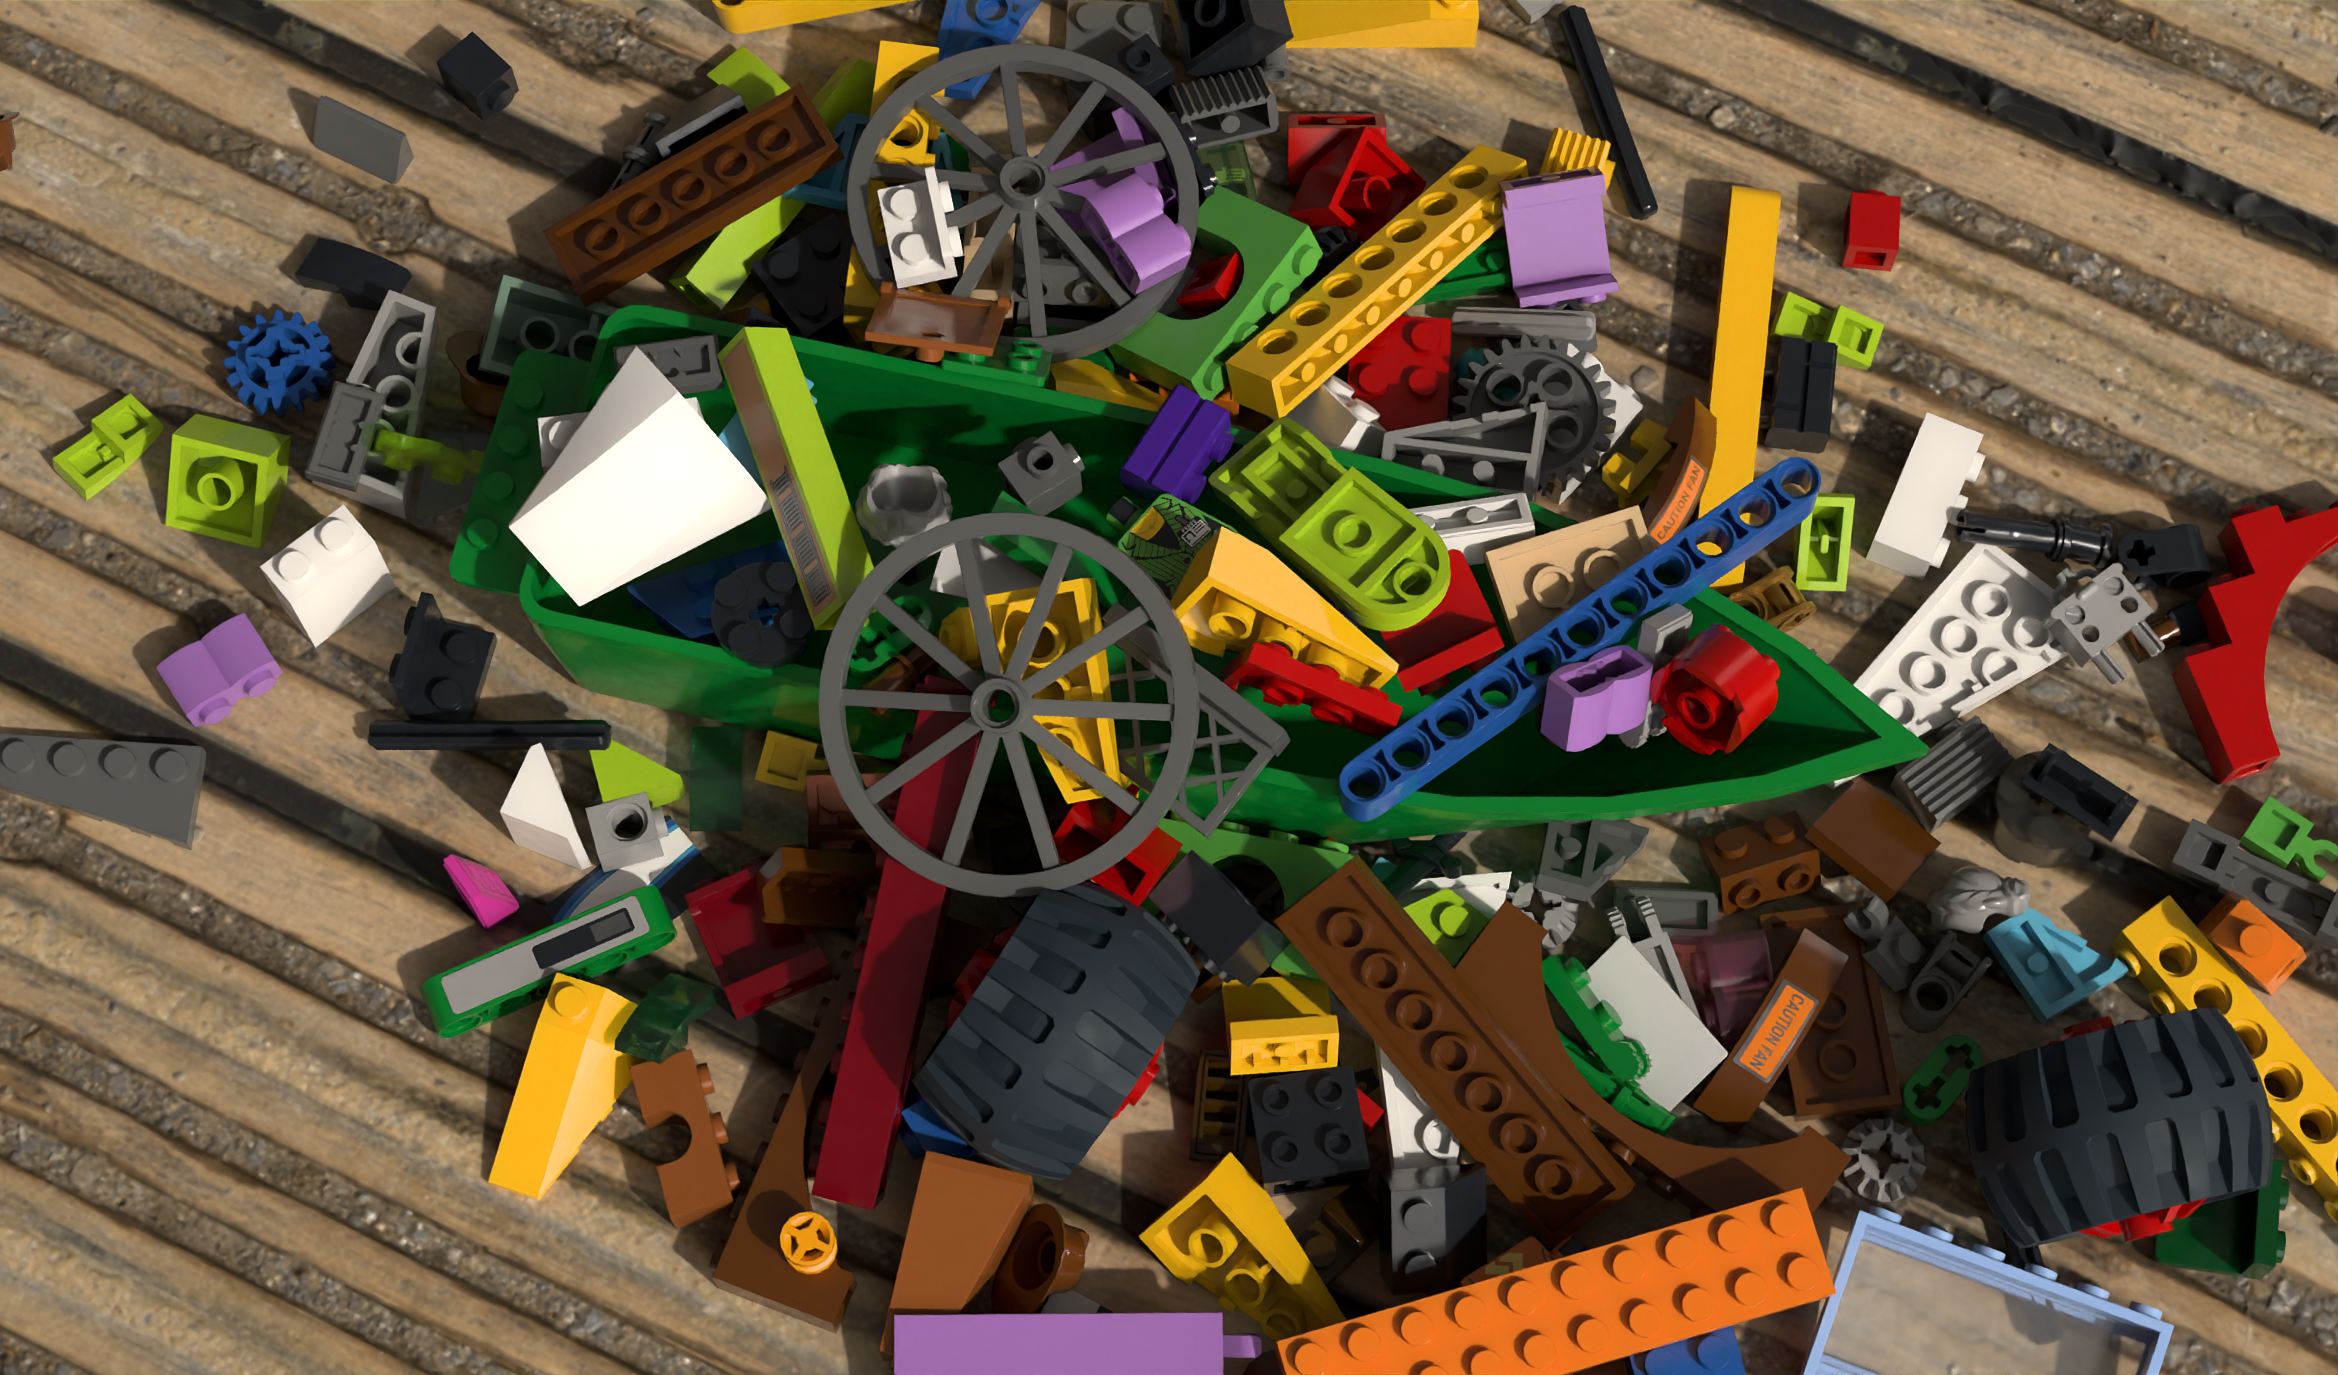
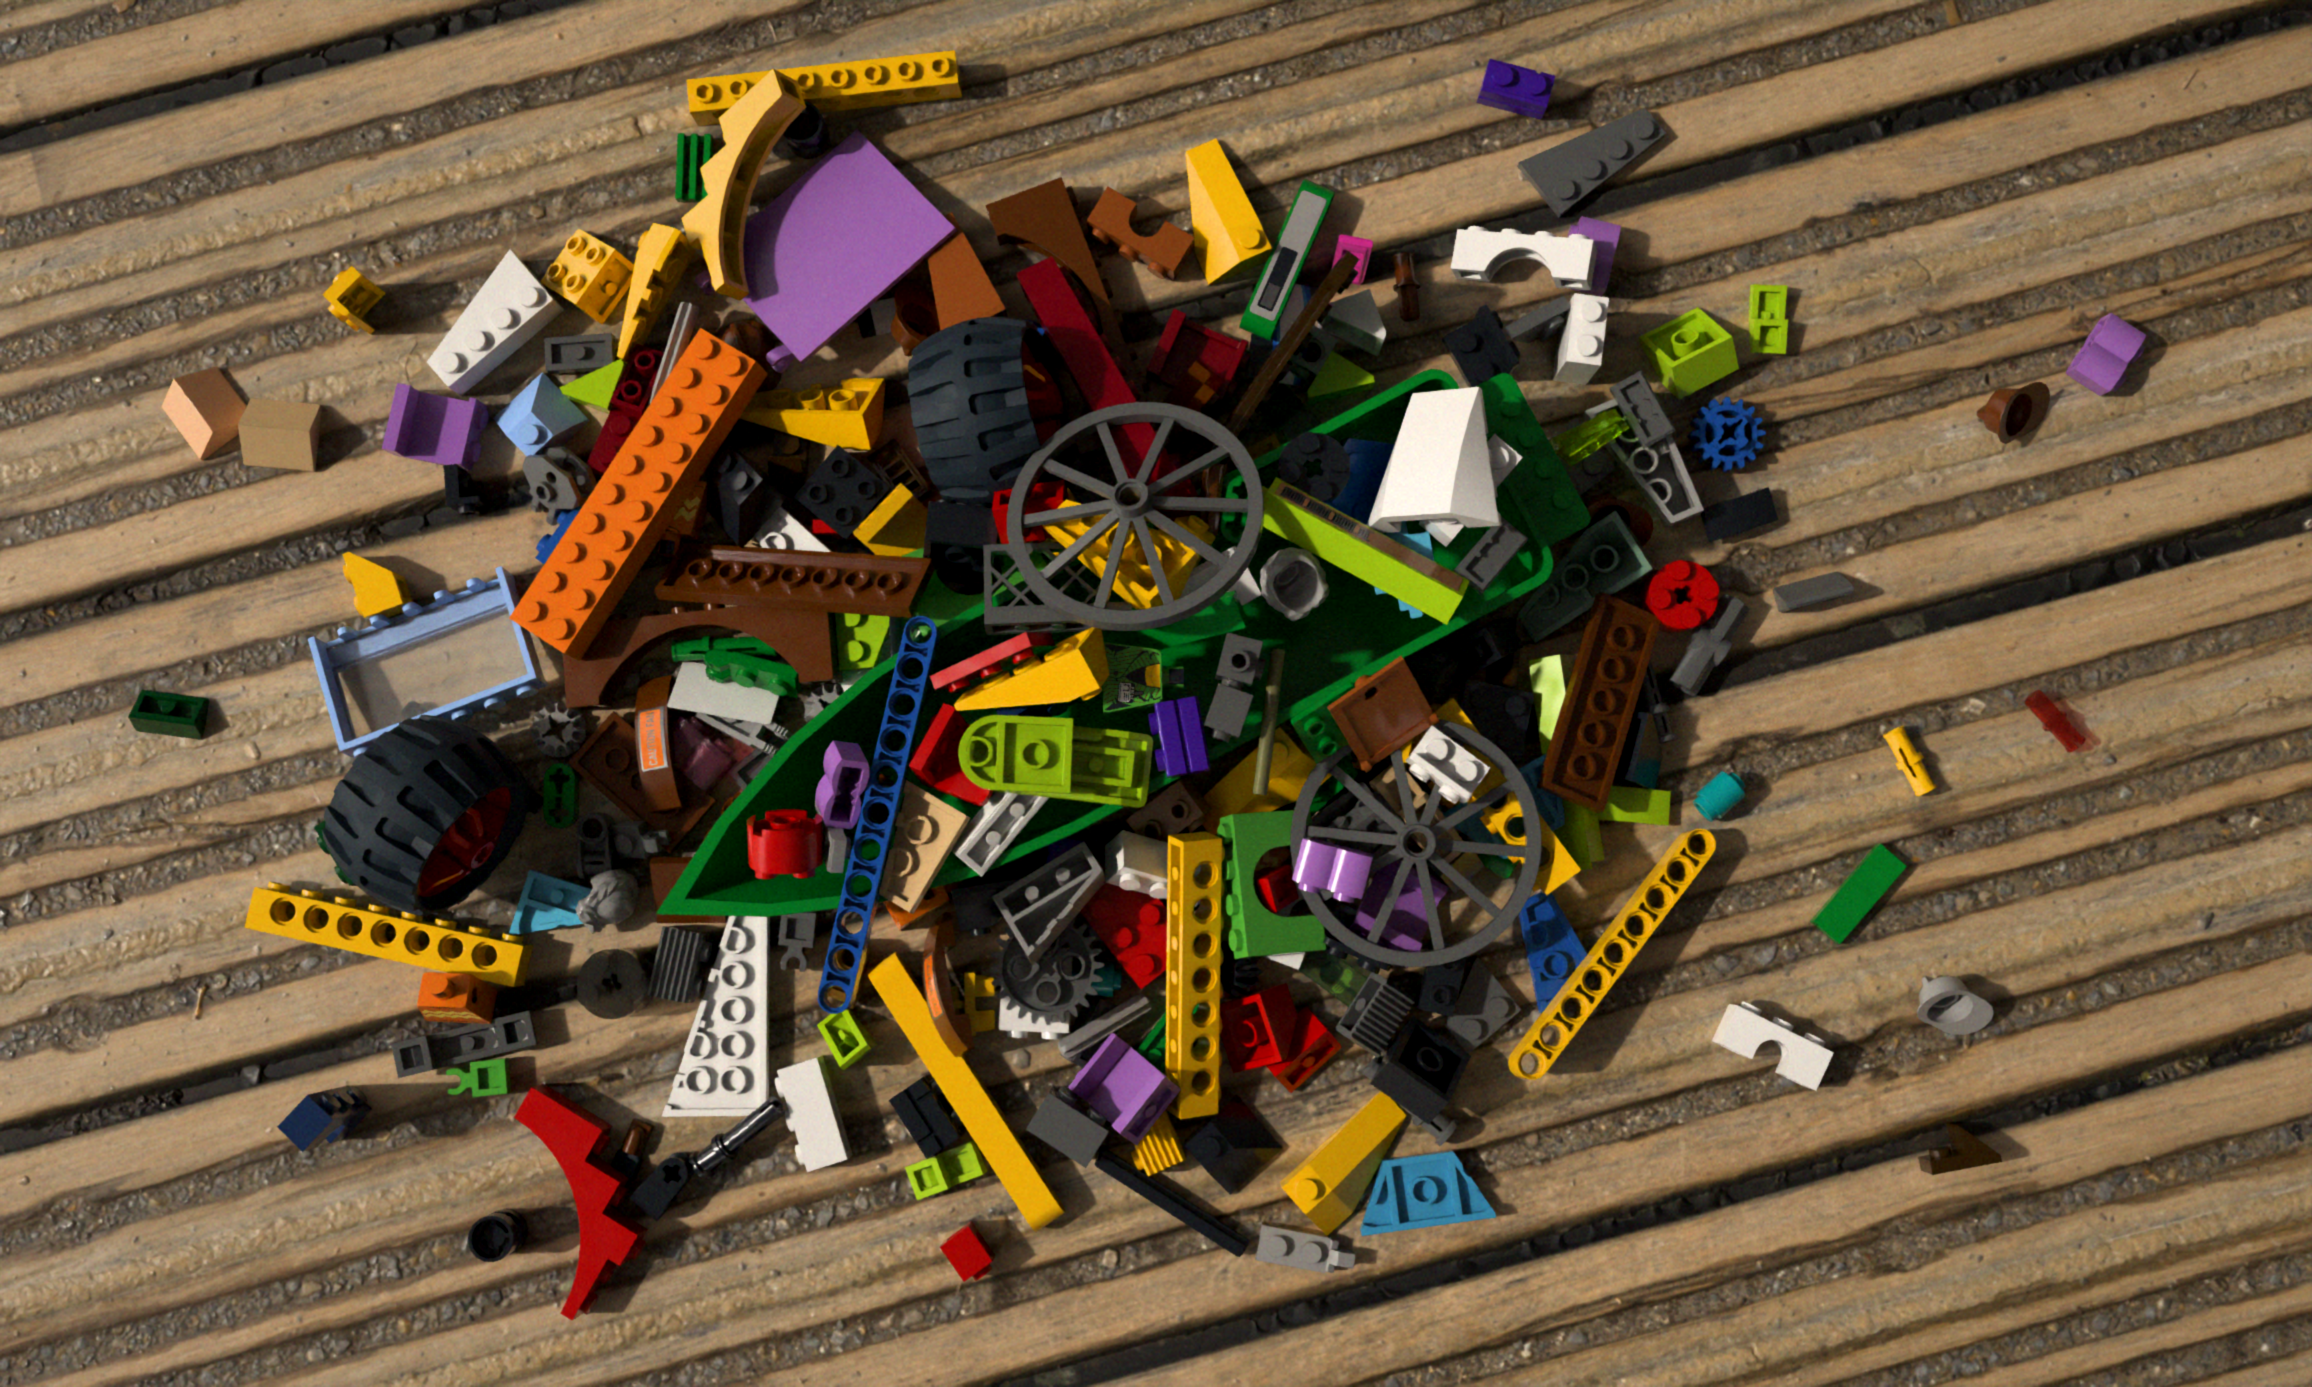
camera: 145 degrees right, 15 degrees up
(105, 924) = (1515, 89): none -> dark purple brick
(256, 664) = (1482, 253): none -> white arch
(351, 633) = (1540, 323): none -> dark grey wing
(448, 816) = (1406, 286): none -> reddish brown axle
(478, 76) = (1787, 680): black brick -> none
(489, 734) = (1422, 337): black axle -> none
(499, 235) = (1698, 591): none -> red brick
(519, 177) = (1709, 645): none -> dark grey piece
(662, 28) = (1719, 795): none -> teal brick
(663, 1018) = (1202, 277): clear green slope -> none
(688, 820) = (1292, 343): none -> dark brown wing
(801, 1235) = (1025, 218): light orange wheel -> none
(1068, 396) = (1268, 722): none -> olive bar
(1103, 433) = (1227, 713): none -> dark grey brick
(1492, 111) = (1232, 1145): none -> black slope
(1651, 253) = (1069, 1125): none -> dark grey brick
(2080, 792) = (592, 997): black hinge -> none
(2098, 616) = (668, 1116): light grey piece -> none

